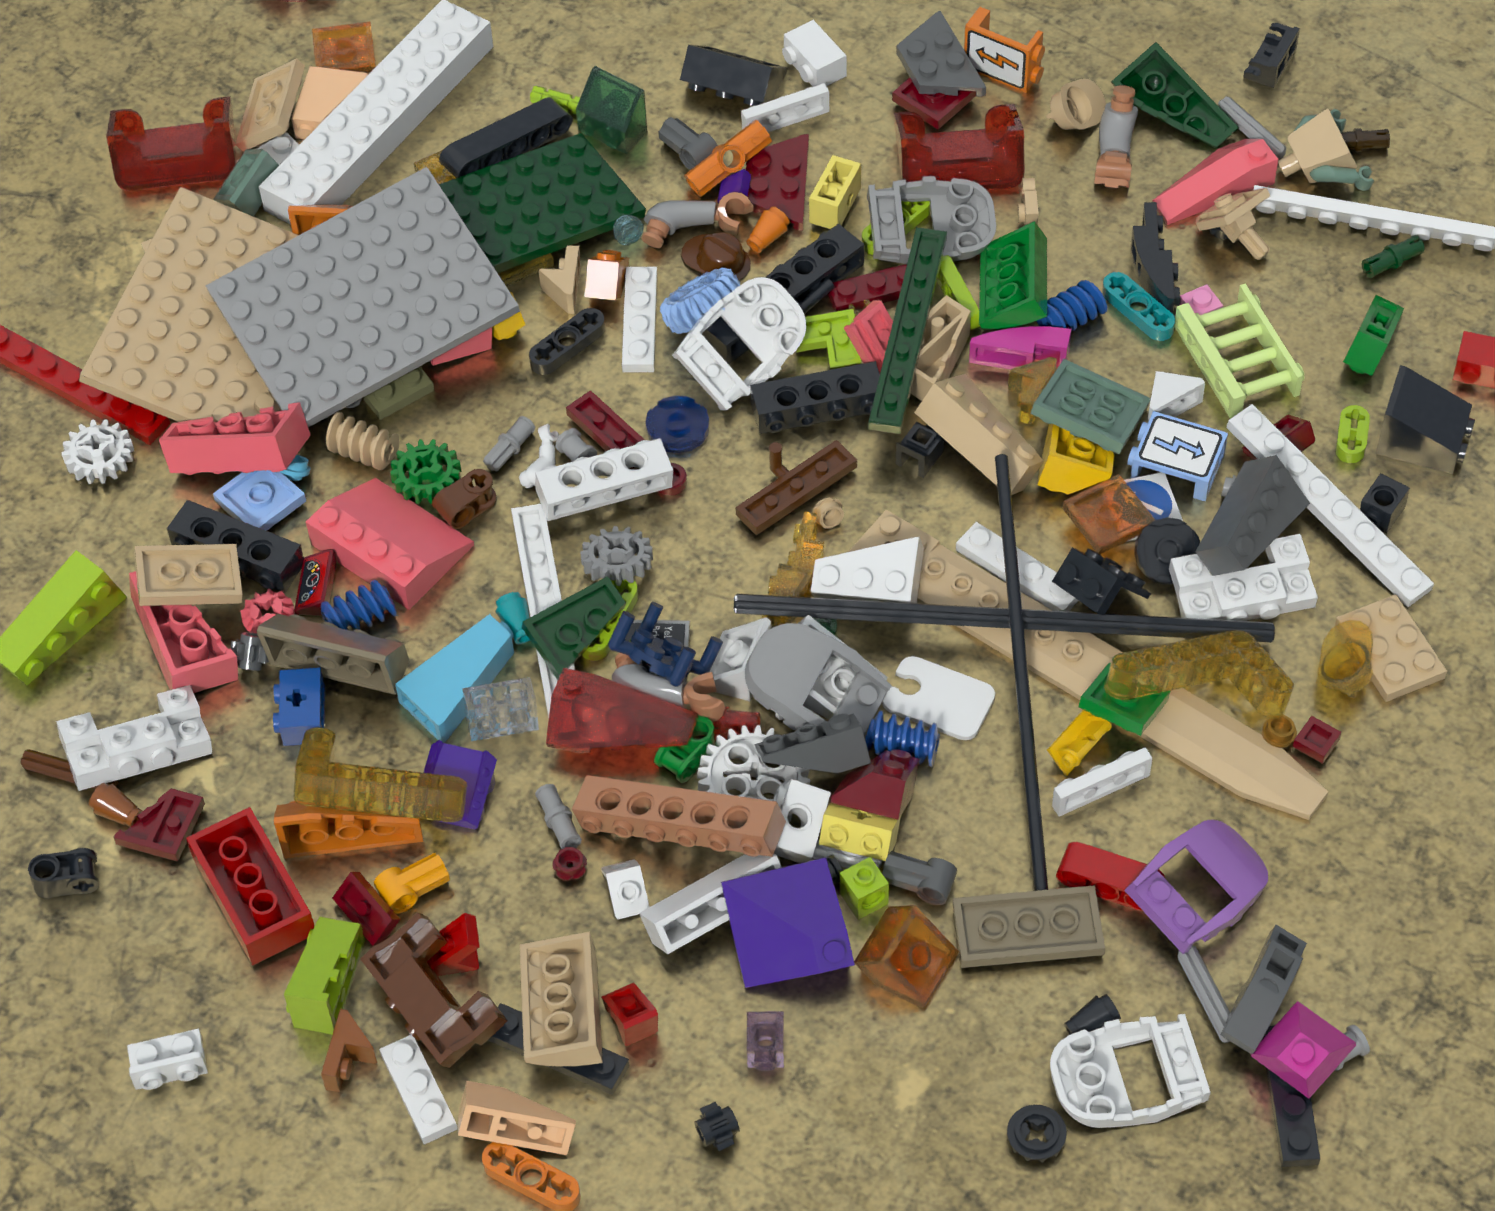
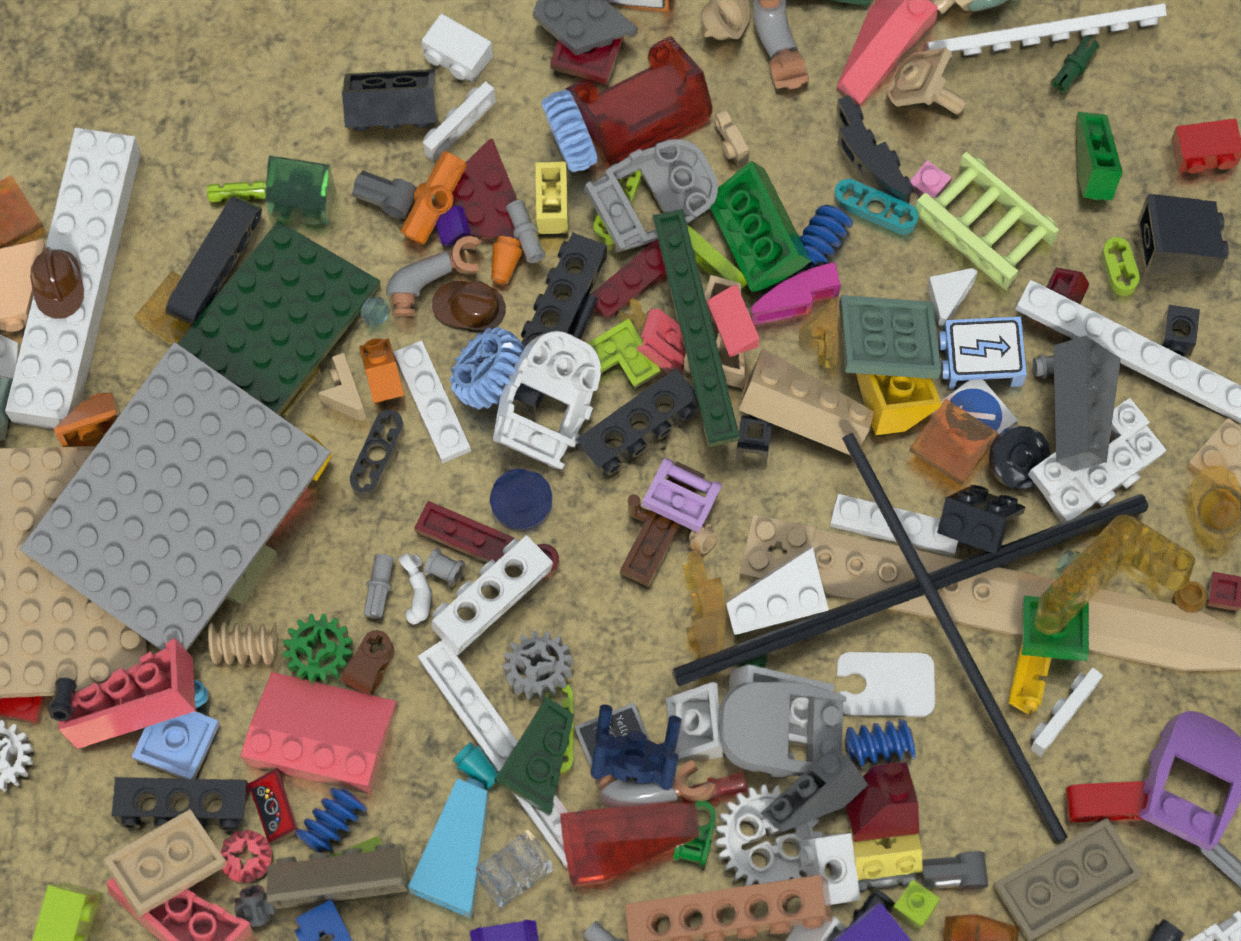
camera: 25 degrees left, 15 degrees up
(171, 419) = (61, 705): none -> black pin
(357, 102) = (57, 283): none -> reddish brown piece
(796, 211) = (525, 231): none -> light grey pin
(818, 468) = (677, 502): none -> lavender plate
(877, 142) = (569, 130): none -> light blue gear
(945, 335) = (733, 321): none -> coral slope

